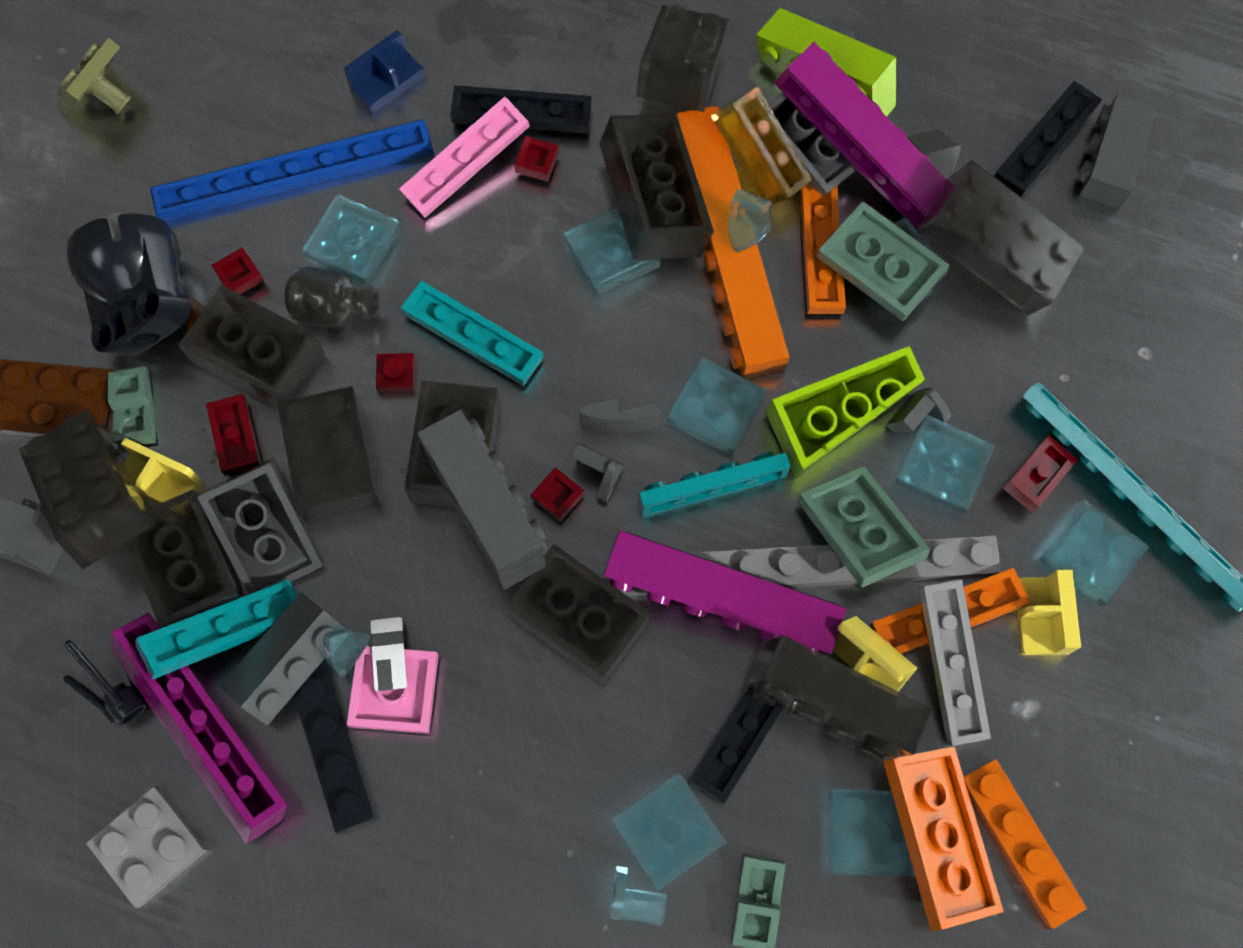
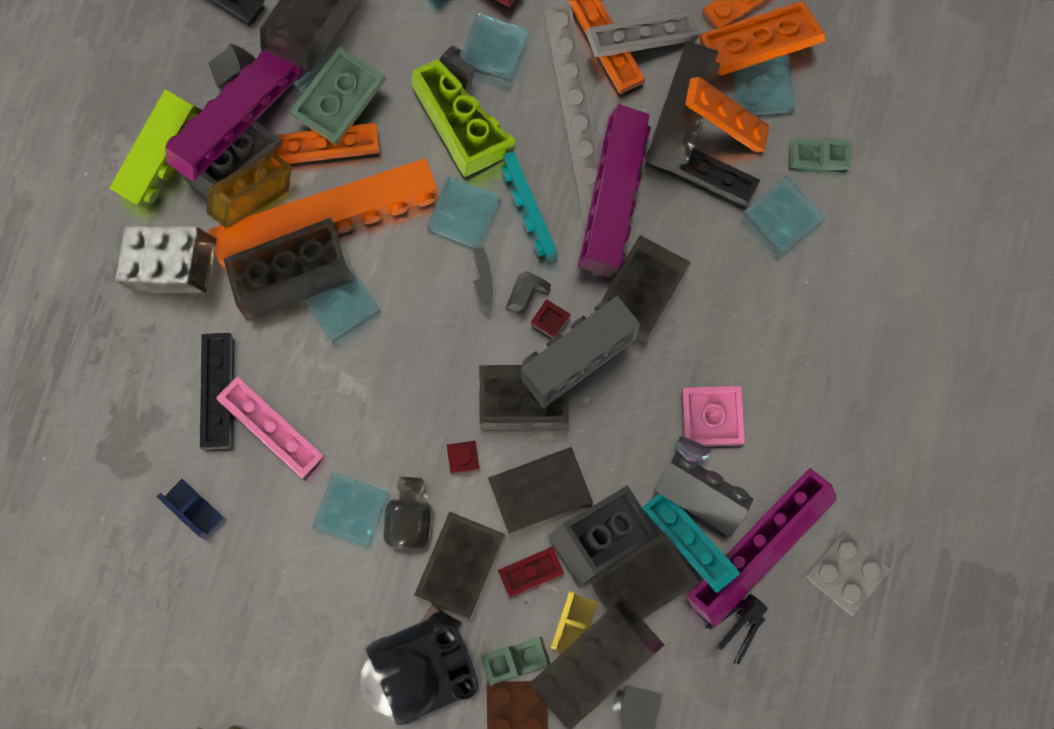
camera: 90 degrees left, 5 degrees up
(237, 271) = (390, 598): dark red plate -> none
(291, 171) = (288, 575): blue tile -> none
(334, 752) = (765, 451): black plate -> none
(388, 654) = (688, 422): white sticker -> none
(472, 333) = (424, 402): teal plate -> none
(536, 158) = (262, 372): dark red plate -> none
(636, 904) = (836, 232): clear light blue tile -> none
(748, 220) = (318, 194): clear light blue tile -> none
(817, 756) = (727, 114): none -> orange plate
(863, 526) = (551, 99): sand green plate -> none
(871, 654) = (648, 86): light yellow panel -> none

